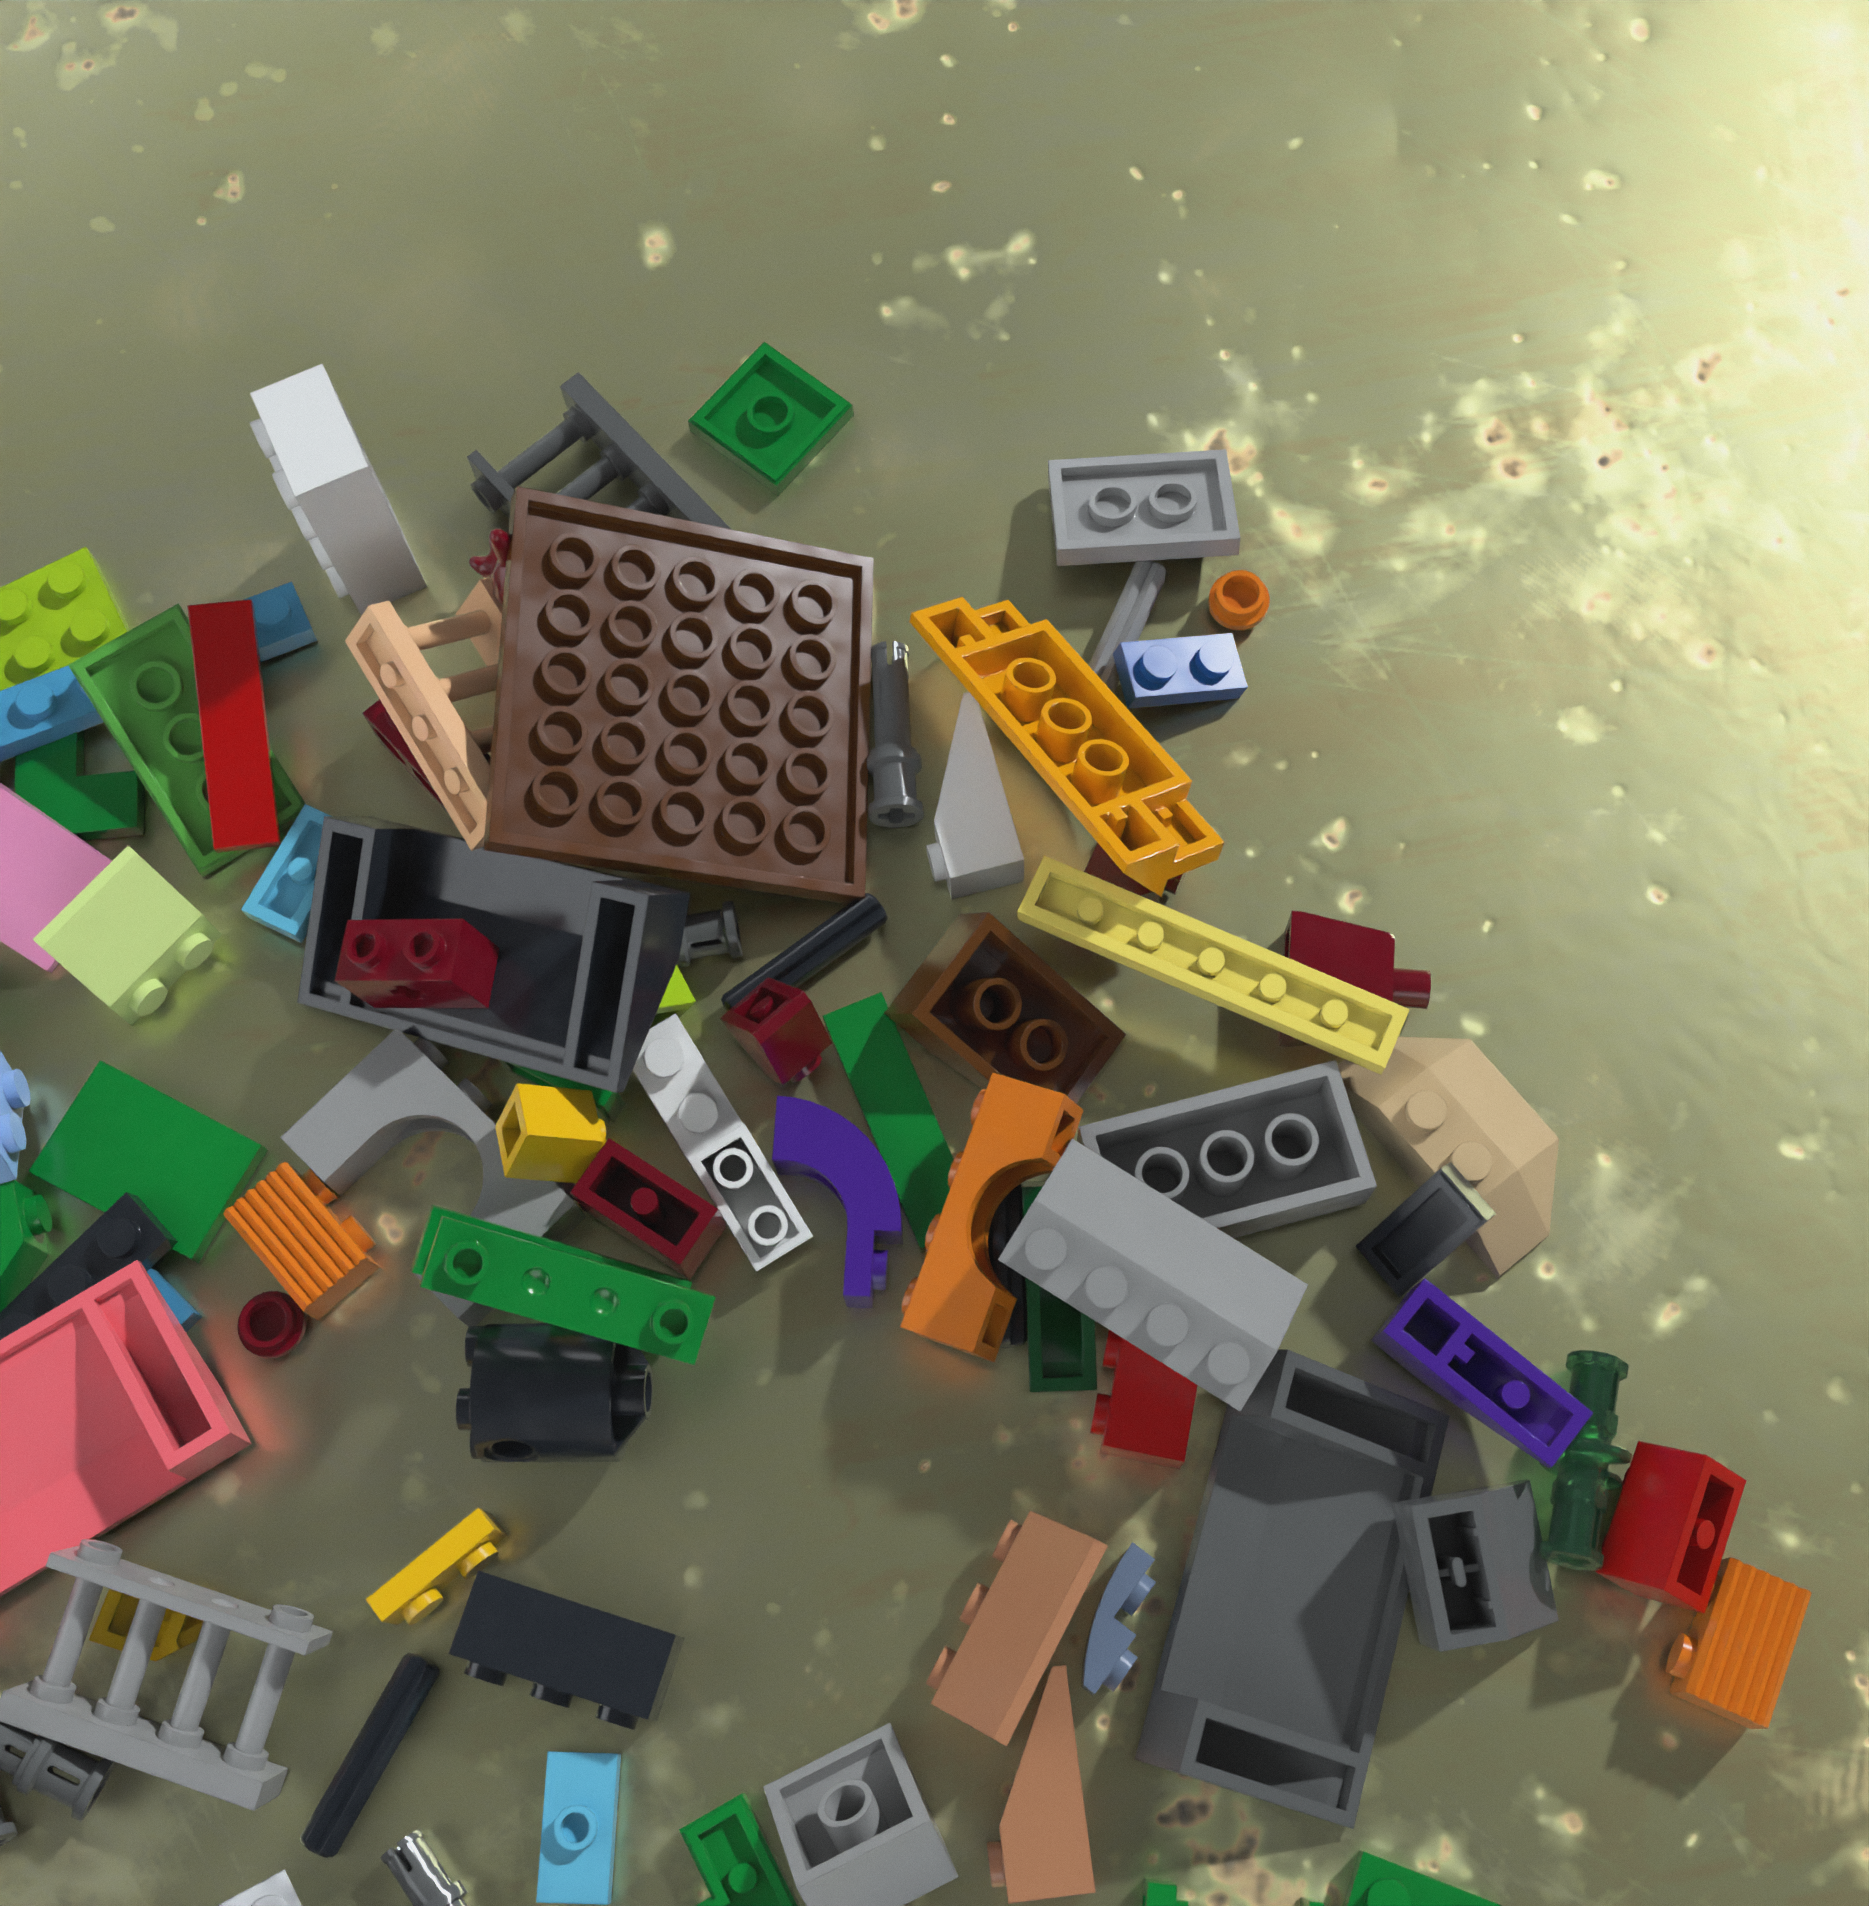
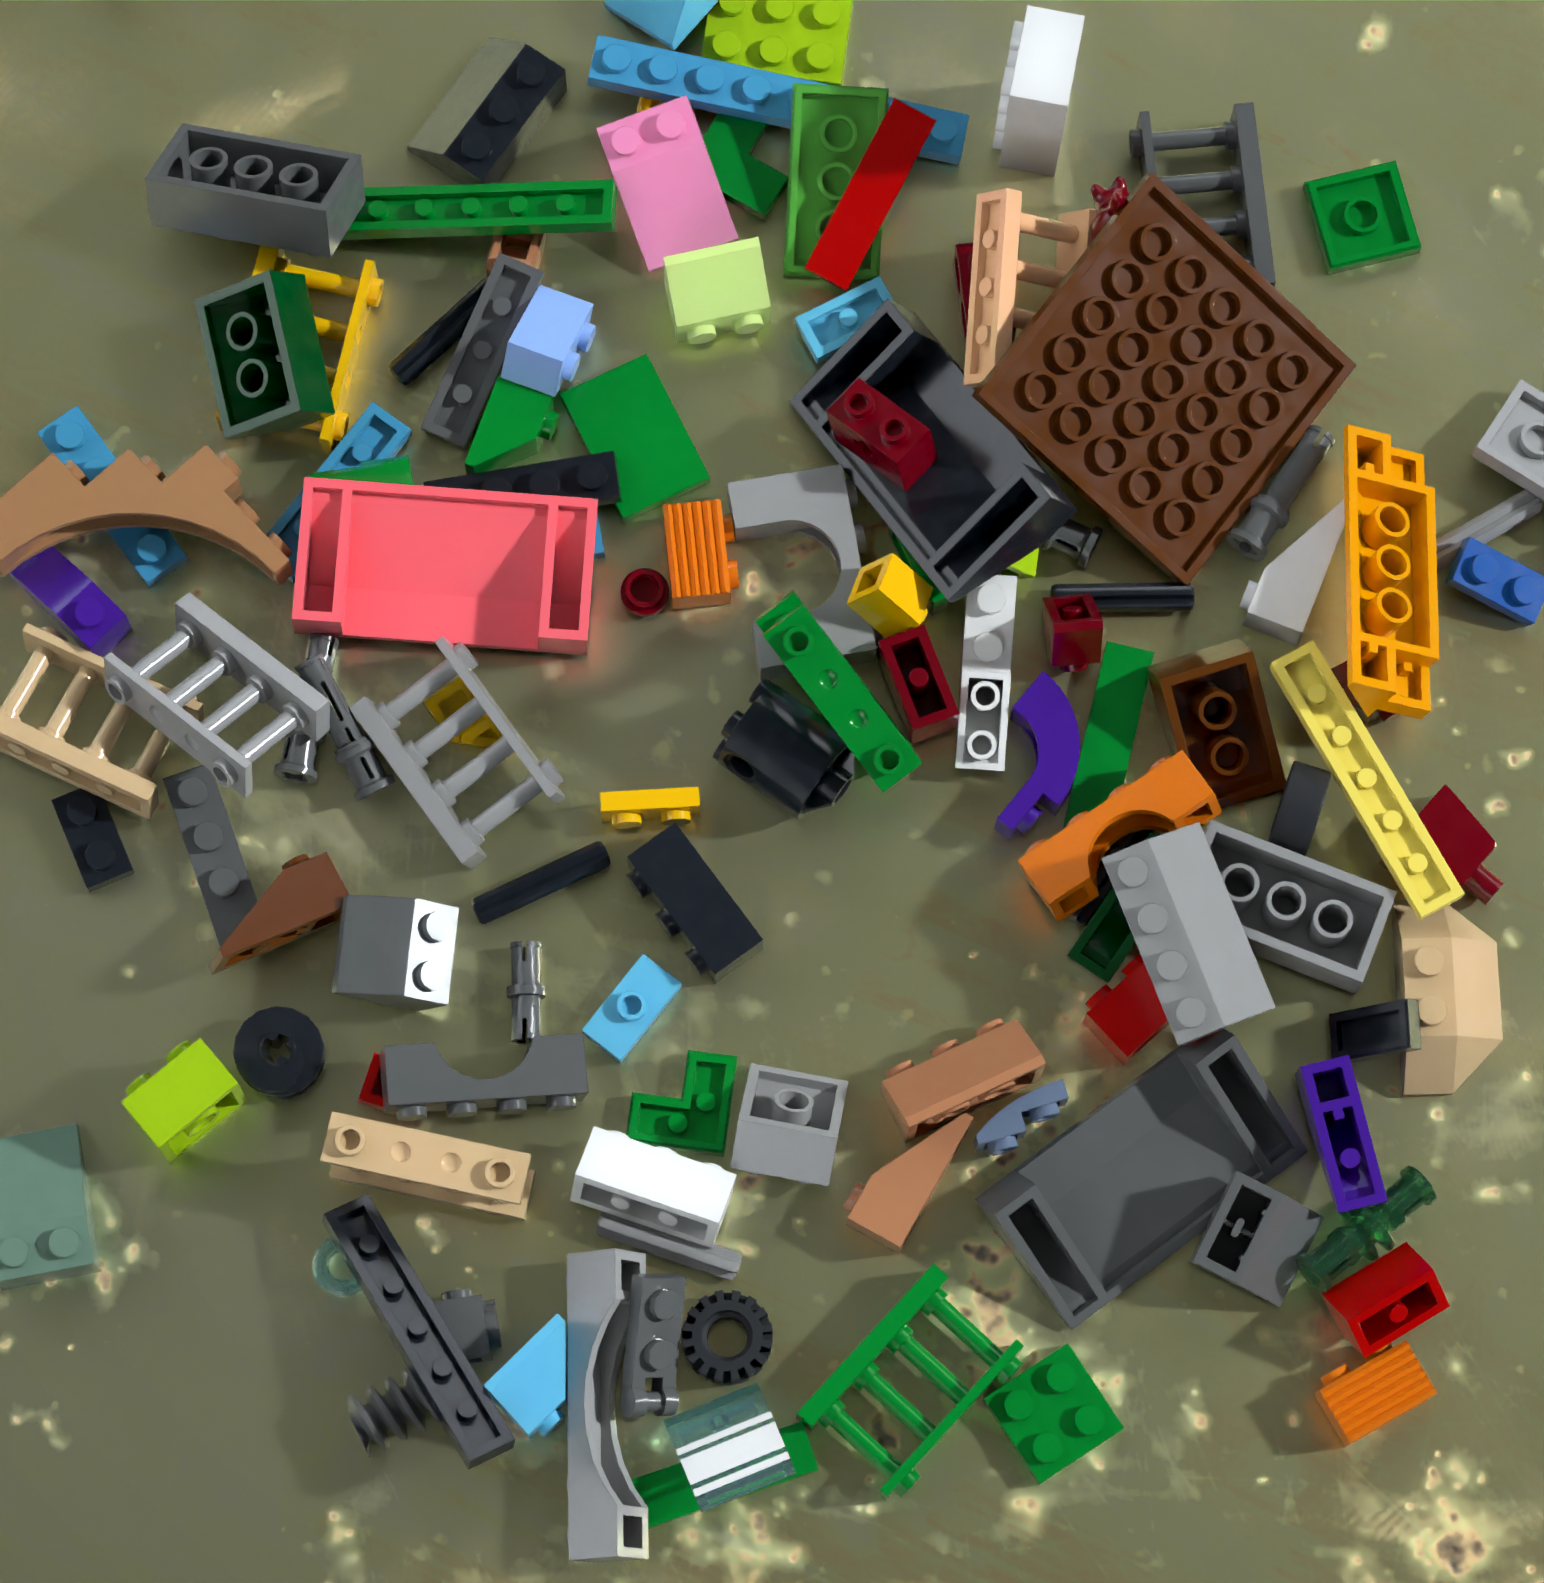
camera: 30 degrees right, 5 degrees up
(1161, 1045) = (1299, 807): none -> black tyre

